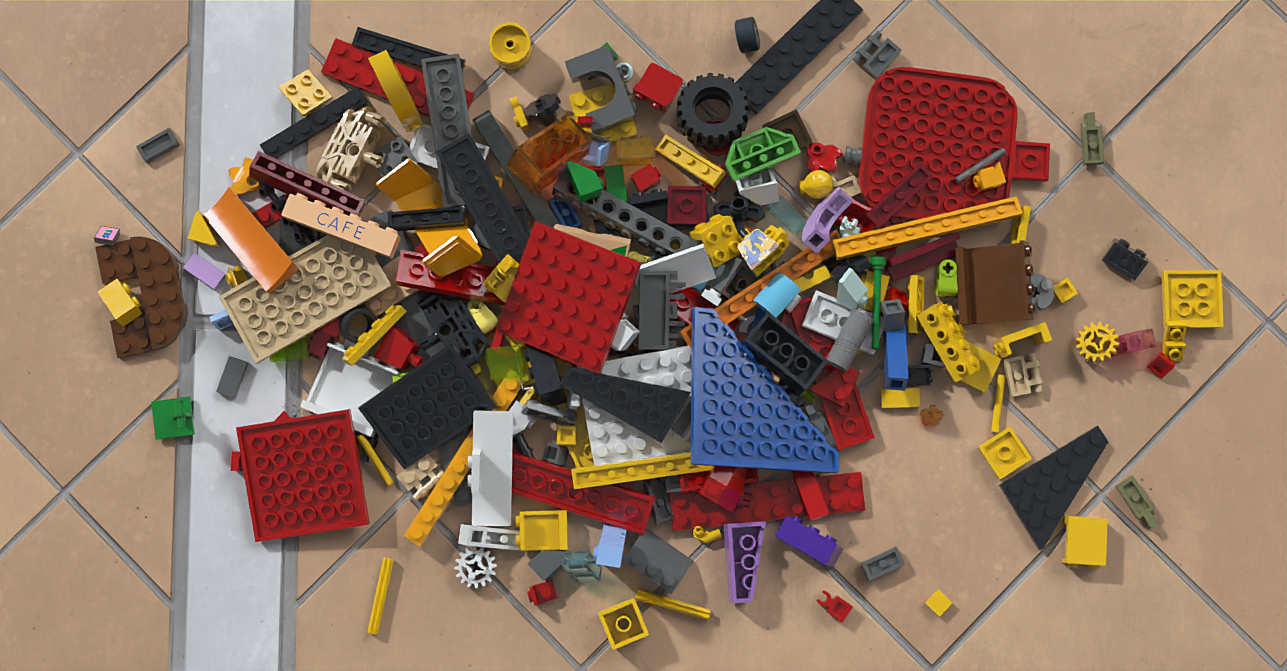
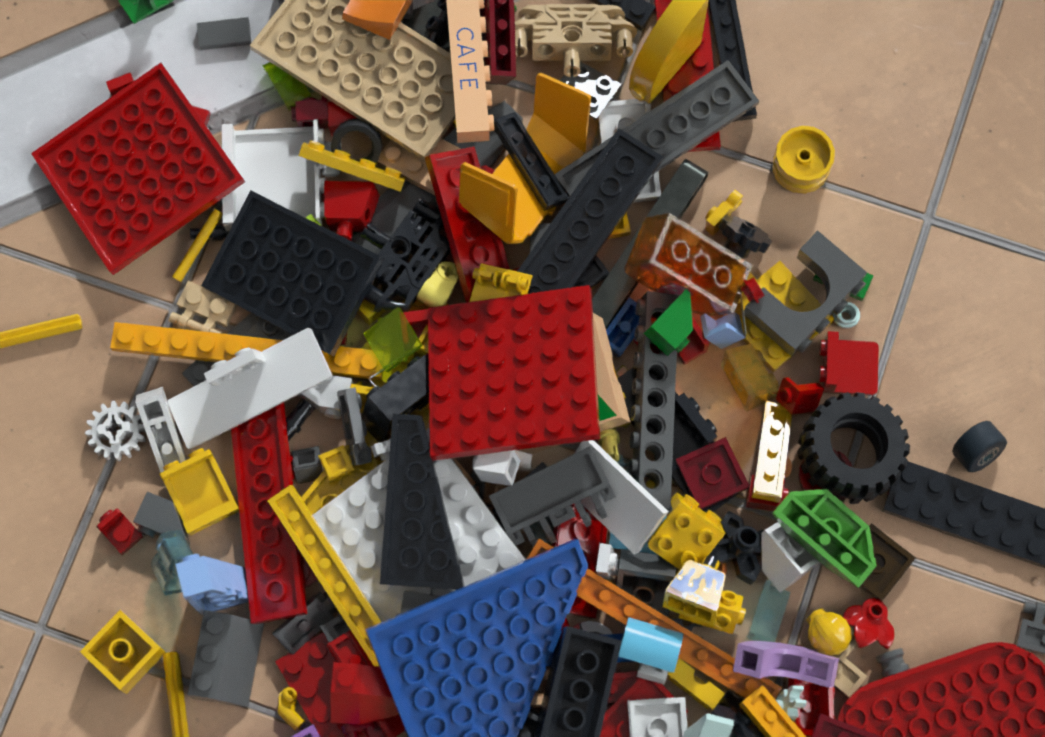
camera: 65 degrees right, 10 degrees down
(615, 181) = (698, 372): green tile -> none
(646, 178) = (722, 407): red brick -> none
(664, 128) = (799, 398): none -> red bracket

